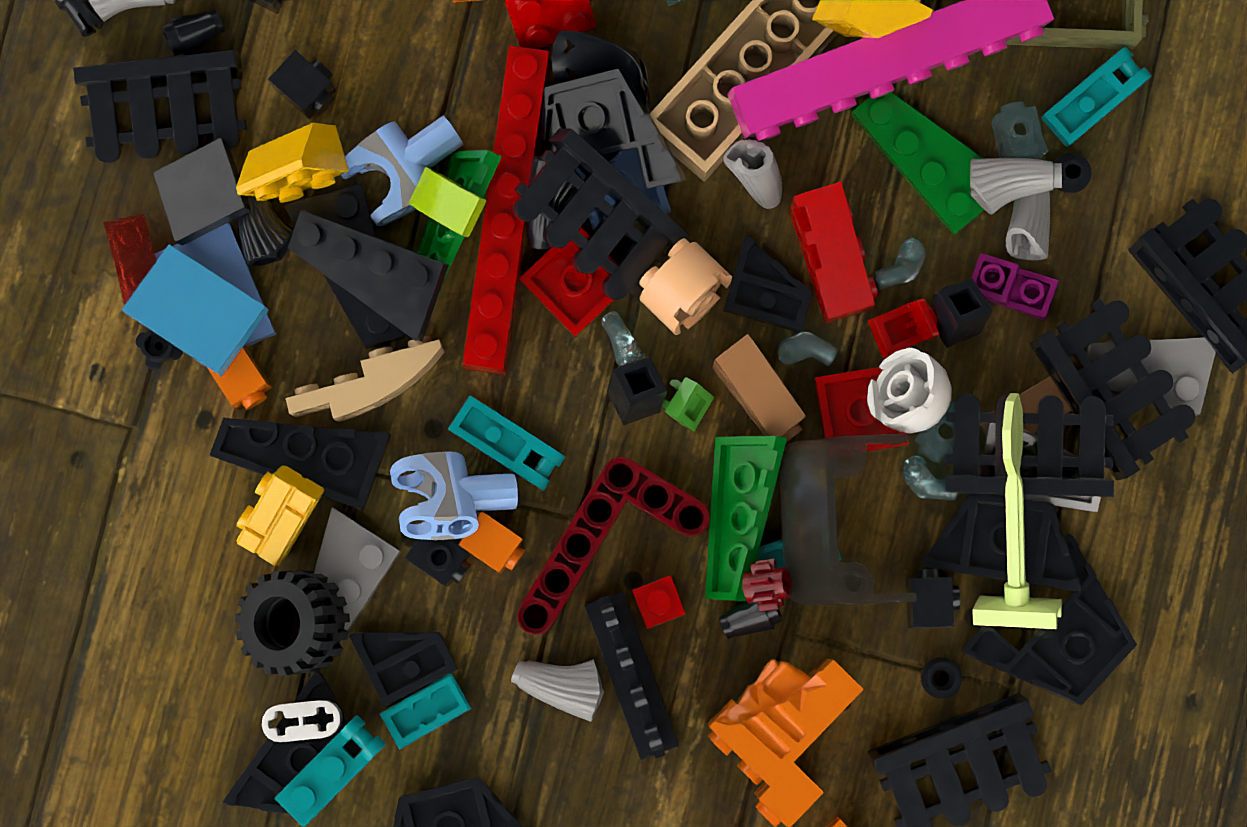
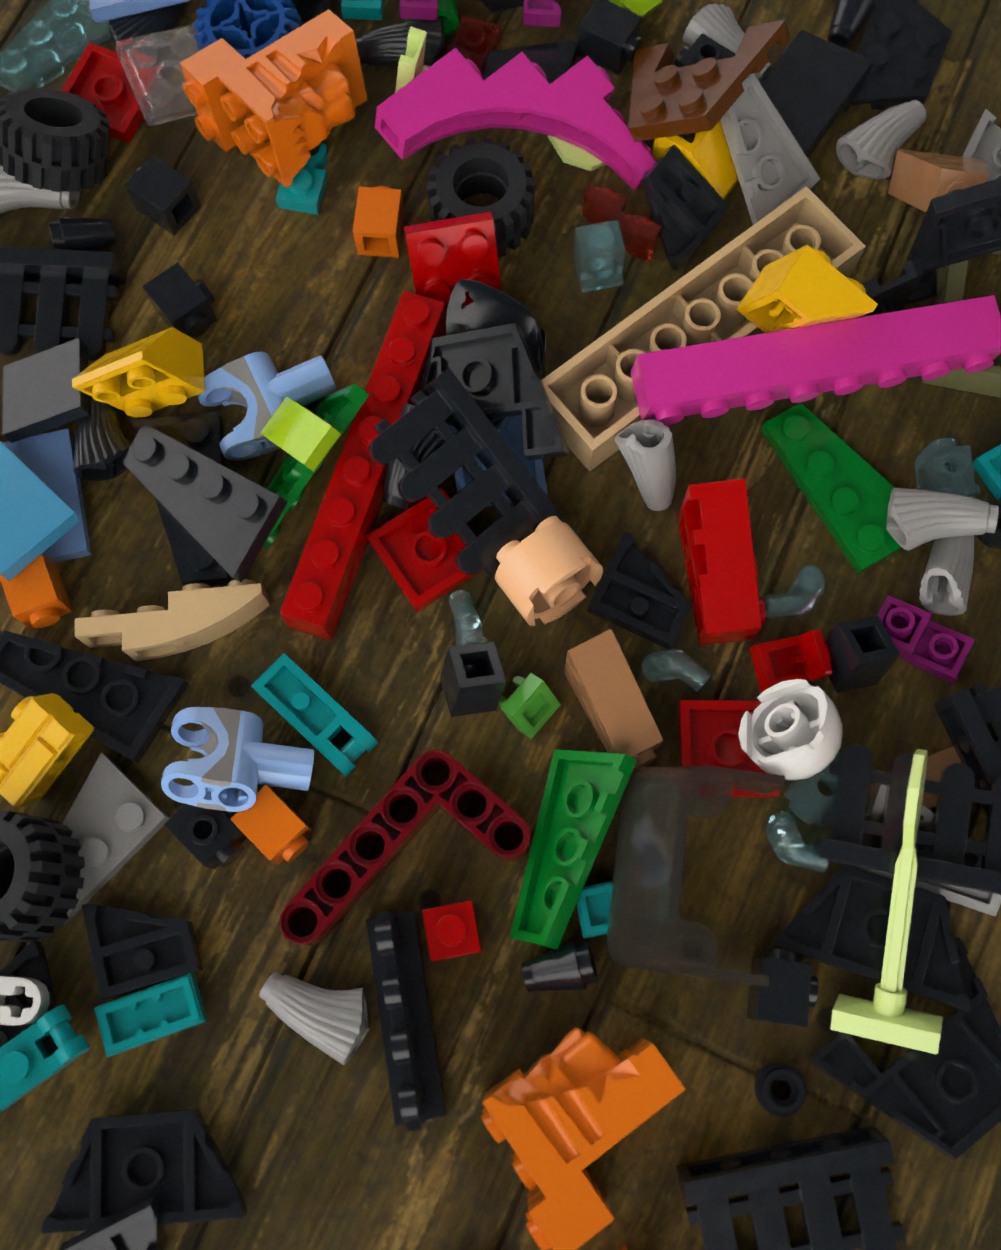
camera: 10 degrees right, 10 degrees down
(767, 585) = (585, 933): dark red gear -> none

